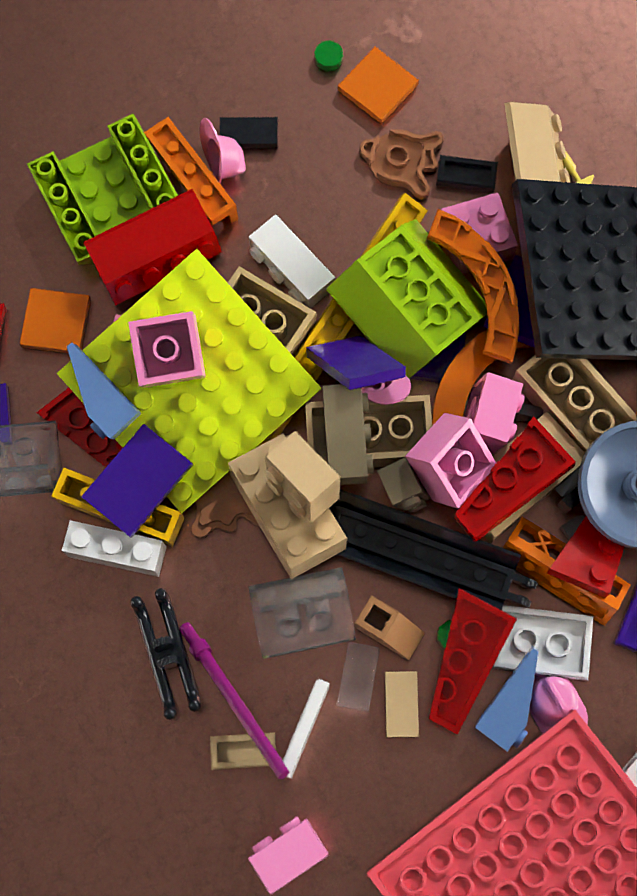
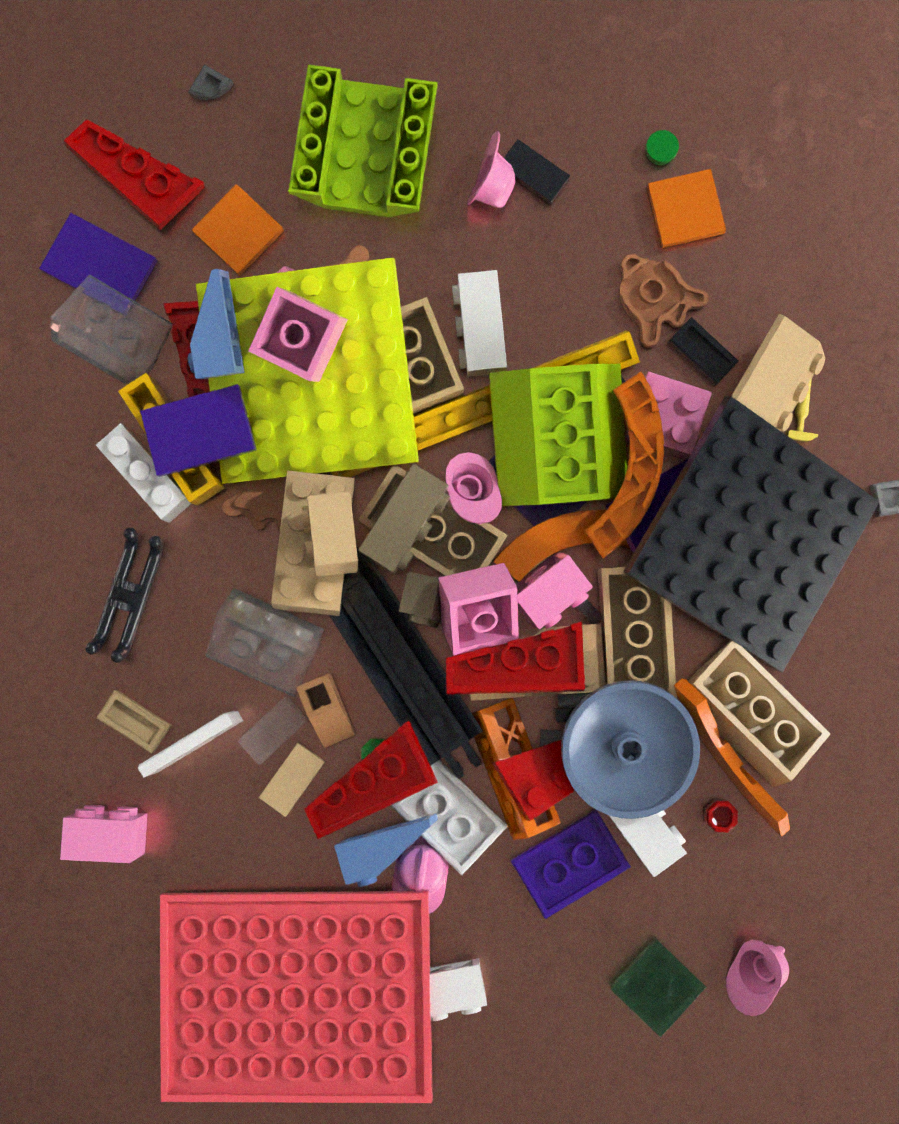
camera: 40 degrees right, 10 degrees up
(151, 245) = (364, 223): red slope -> none
(191, 171) = (450, 174): orange fence -> none
(202, 652) = (155, 615): magenta bar -> none
(356, 362) = (462, 460): dark purple tile -> none

